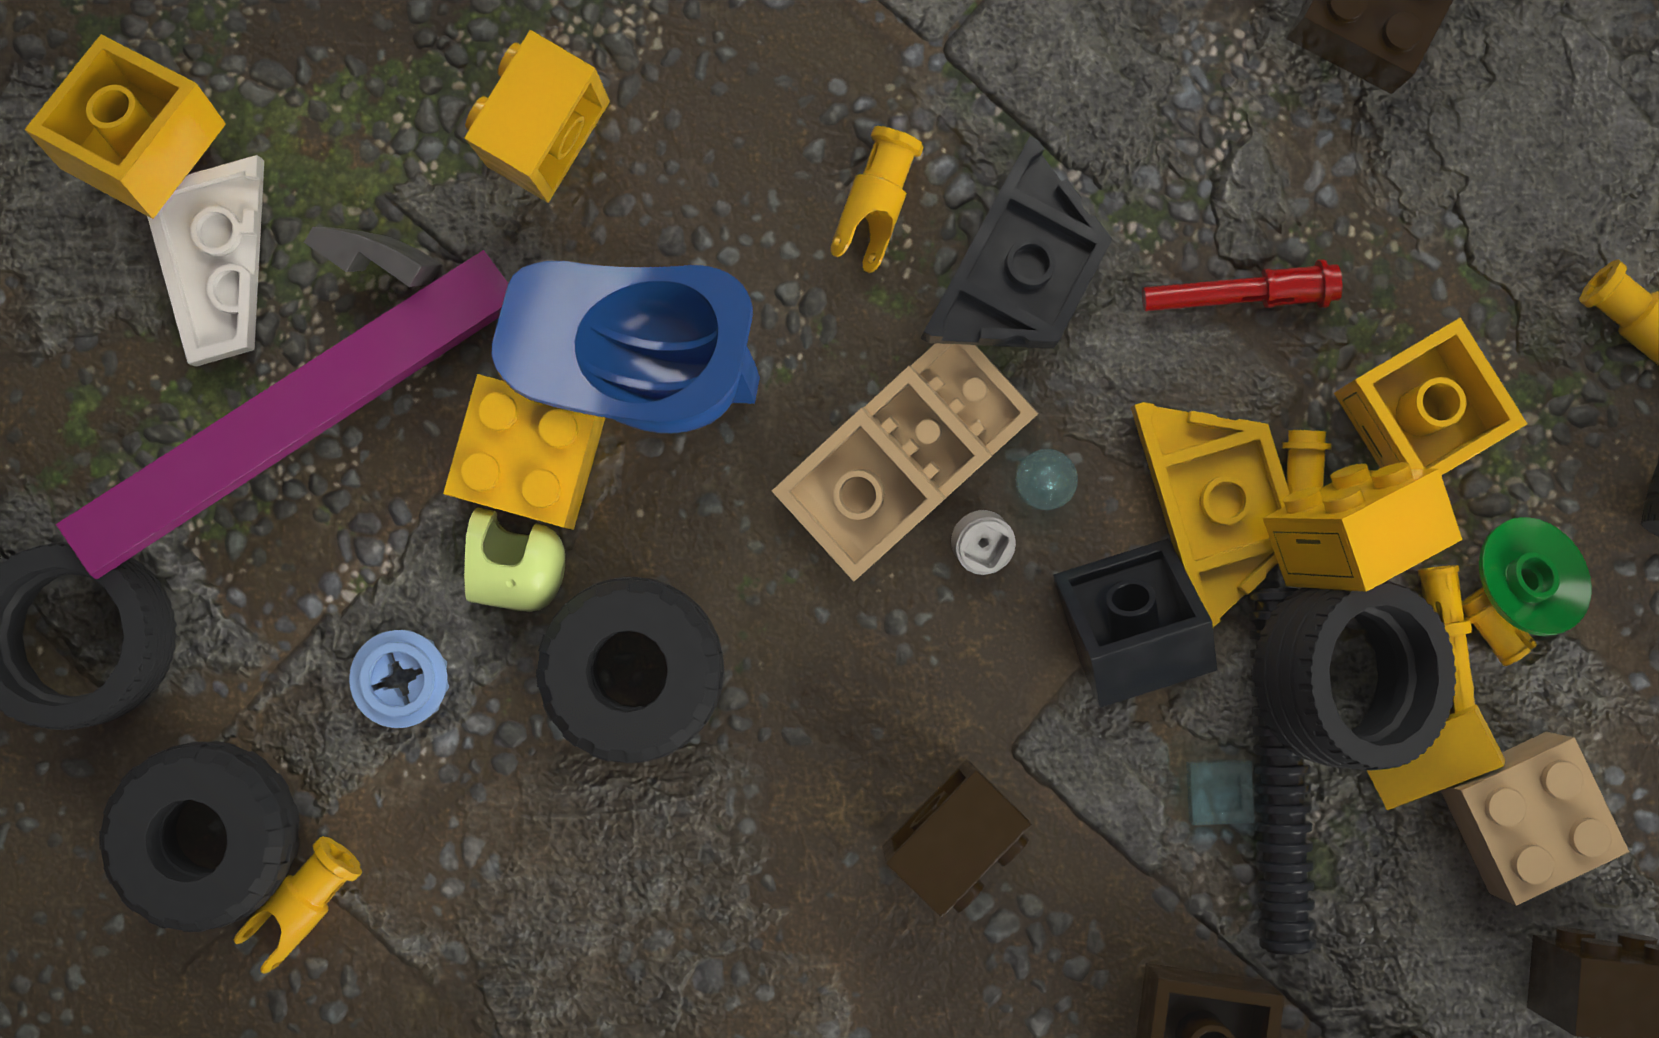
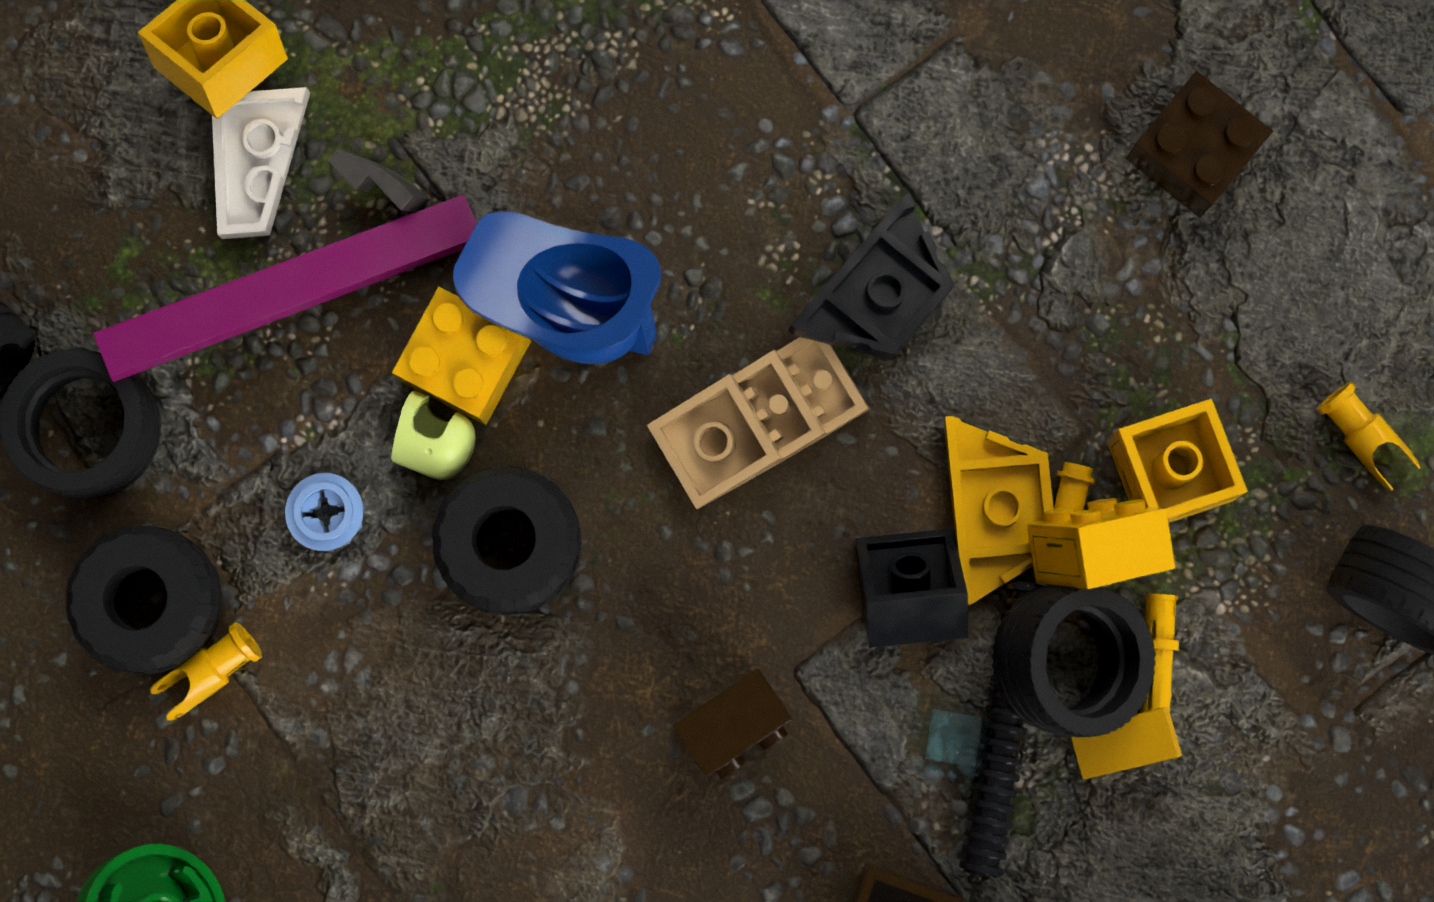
camera: 20 degrees right, 5 degrees down
(536, 115) = (527, 100): yellow brick -> none
(878, 194) = (779, 212): yellow piece -> none
(983, 542) = (804, 500): light grey tile -> none
(1046, 479) = (864, 462): clear light blue tile -> none
(1276, 288) = (1075, 349): red pin -> none
(1505, 640) = (1200, 650): yellow pin -> none
(1535, 576) = (1249, 607): green dish -> none
(1535, 819) = (1197, 808): tan brick -> none

